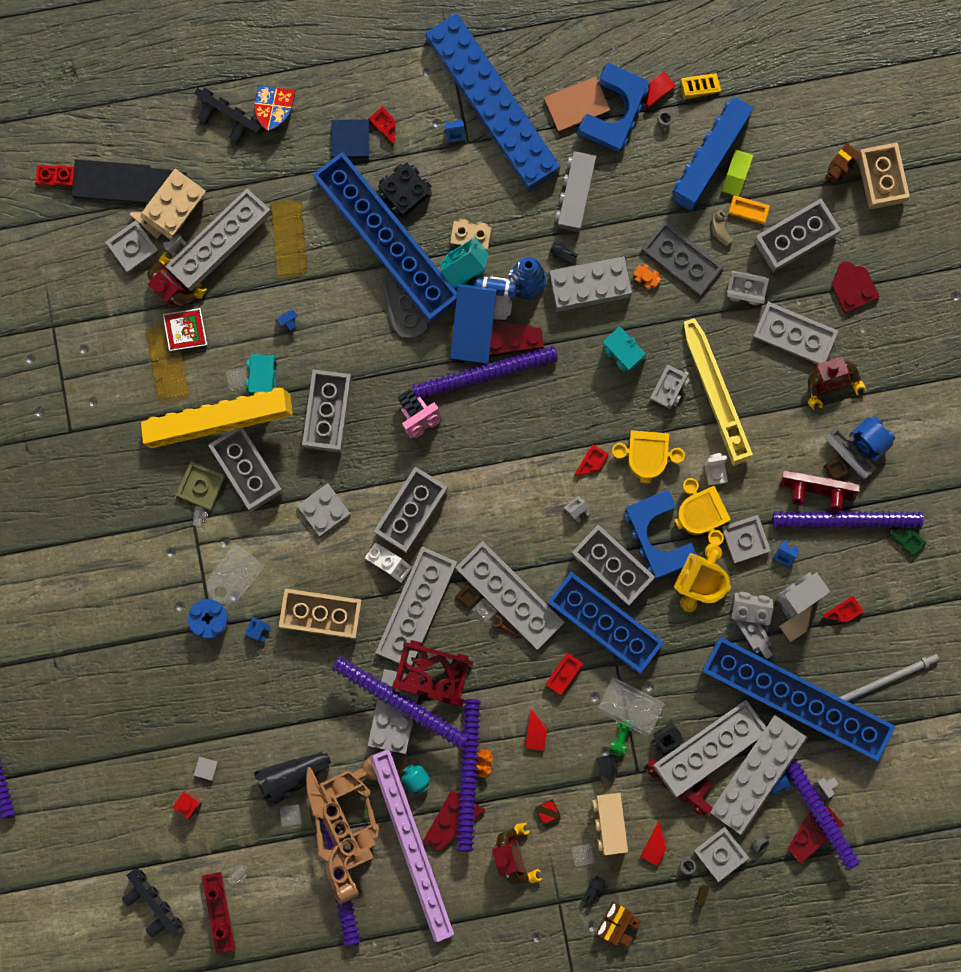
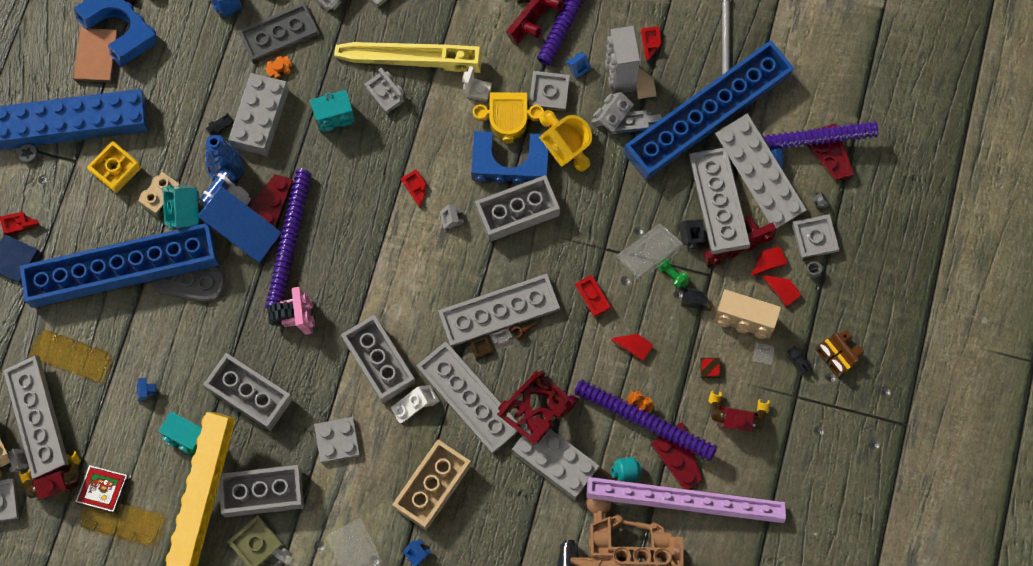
camera: 65 degrees left, 10 degrees down
(236, 378) = (174, 462): clear plate -> none
(400, 702) = (550, 446): dark purple piece -> none
(404, 189) = (85, 230): black brick -> none
(453, 96) = (27, 153): none -> dark grey tile
(455, 131) = (59, 165): blue tile -> none
(468, 173) = (114, 156): none -> yellow brick
(576, 191) = (172, 89): light grey brick -> none
(605, 623) = (564, 238): blue brick -> none
(648, 454) = (433, 135): yellow piece -> none
(676, 821) = (769, 260): none -> red slope
(702, 894) = (844, 268): dark brown tile -> none
(825, 787) = (796, 123): light grey tile -> none

